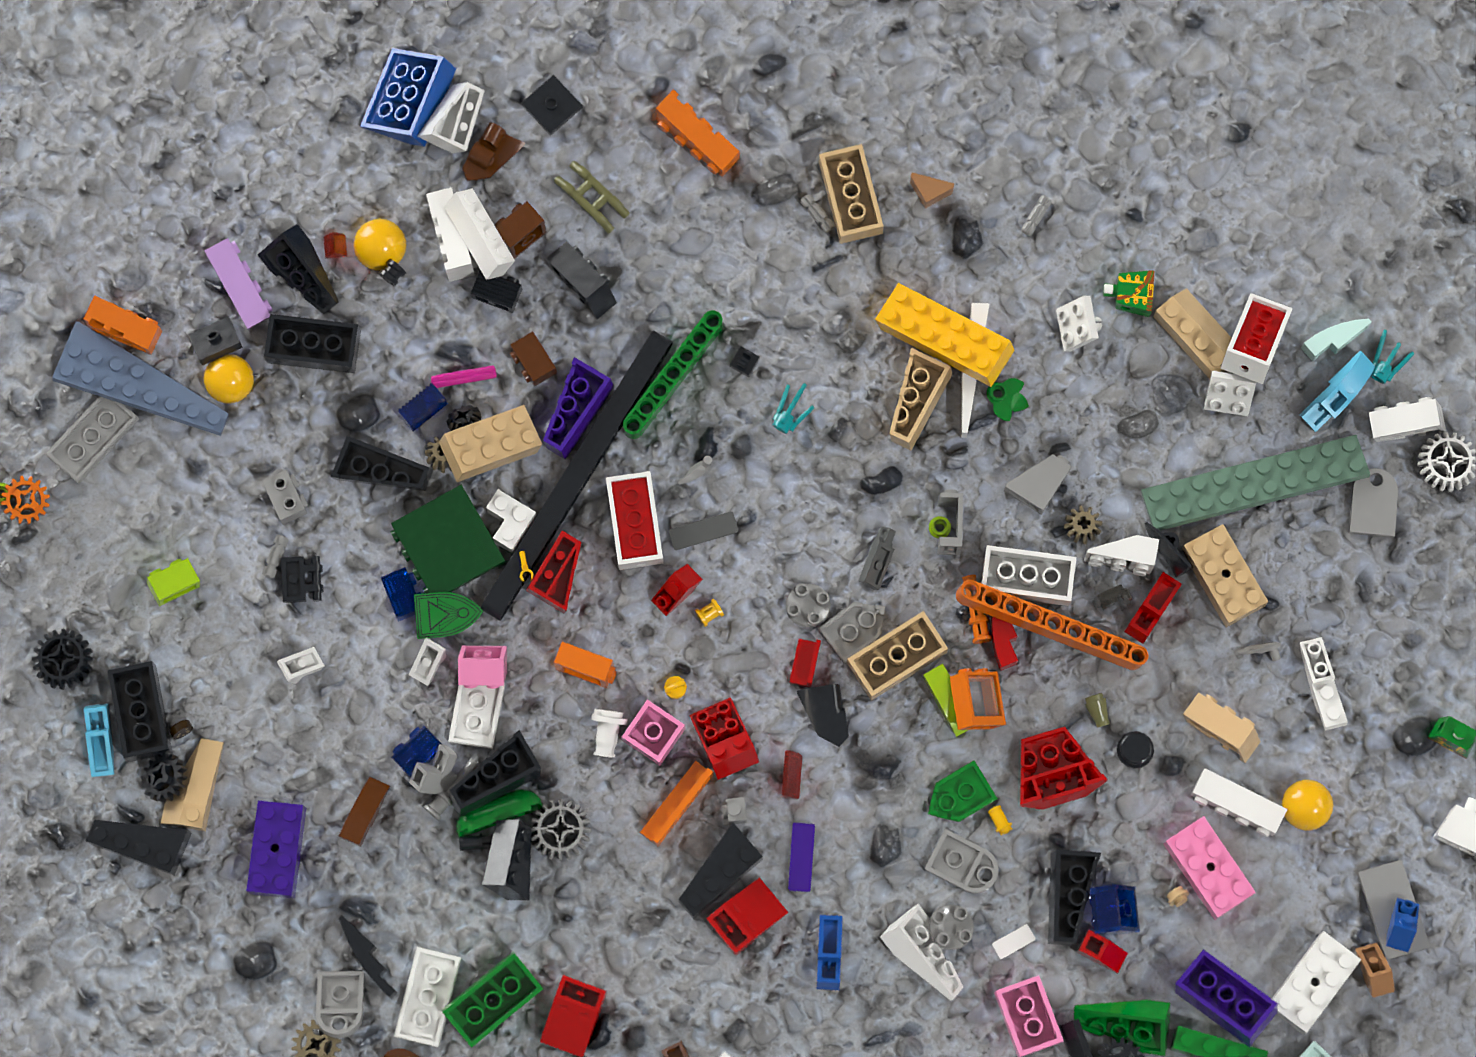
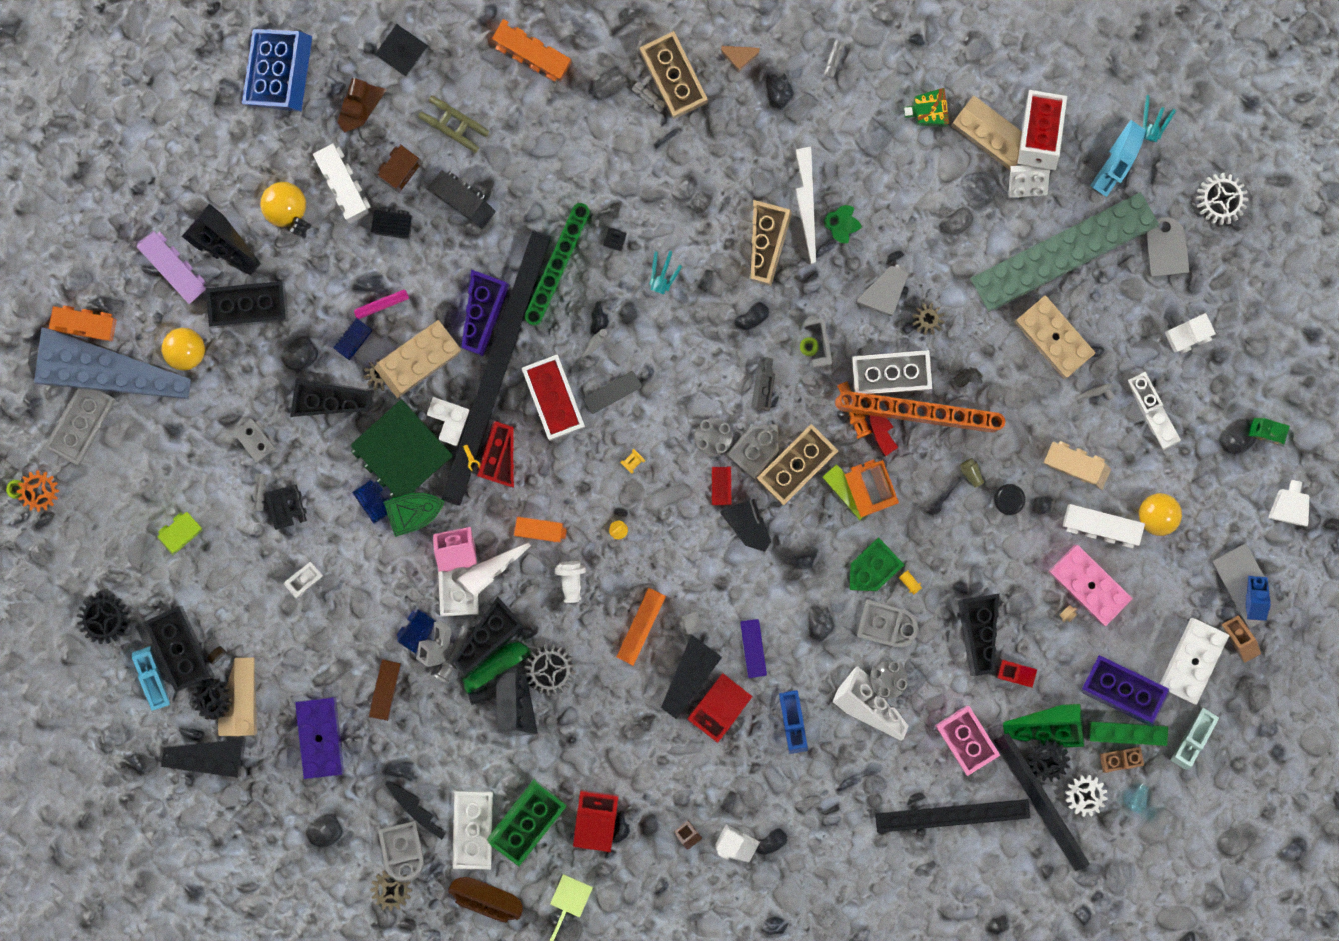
camera: 15 degrees left, 10 degrees up
(215, 341) = (164, 319): black plate -> none
(335, 245) = (245, 213): clear red slope -> none
(427, 661) = (408, 555): white slope -> none
(454, 118) = (321, 81): white wedge -> none
(456, 421) = (385, 347): black gear -> none
(479, 234) = (367, 181): white brick -> none
(507, 701) = (482, 574): none -> white wedge
(533, 359) = (436, 277): reddish brown brick -> none
(653, 732) = (609, 573): bright pink brick -> none
(676, 589) = (601, 447): red slope -> none
(724, 738) = (668, 564): red slope -> none
(791, 775) = (731, 582): clear red slope -> none
(945, 334) = (779, 183): yellow brick -> none
(1013, 941) = (941, 679): white sticker -> none
(1055, 770) = (947, 531): red wedge -> none
(1077, 323) = (889, 147): white plate -> none
(1114, 909) = (1020, 638): clear blue brick -> none
(1131, 554) = (978, 335): white slope -> none
(1153, 607) = (1000, 376): red slope -> none
(1176, 560) = (1012, 333): black panel -> none
(1334, 338) = (1106, 112): light aqua slope -> none
(1386, 603) = (1194, 331): none -> white brick
(1407, 419) = (1181, 171): white wedge -> none

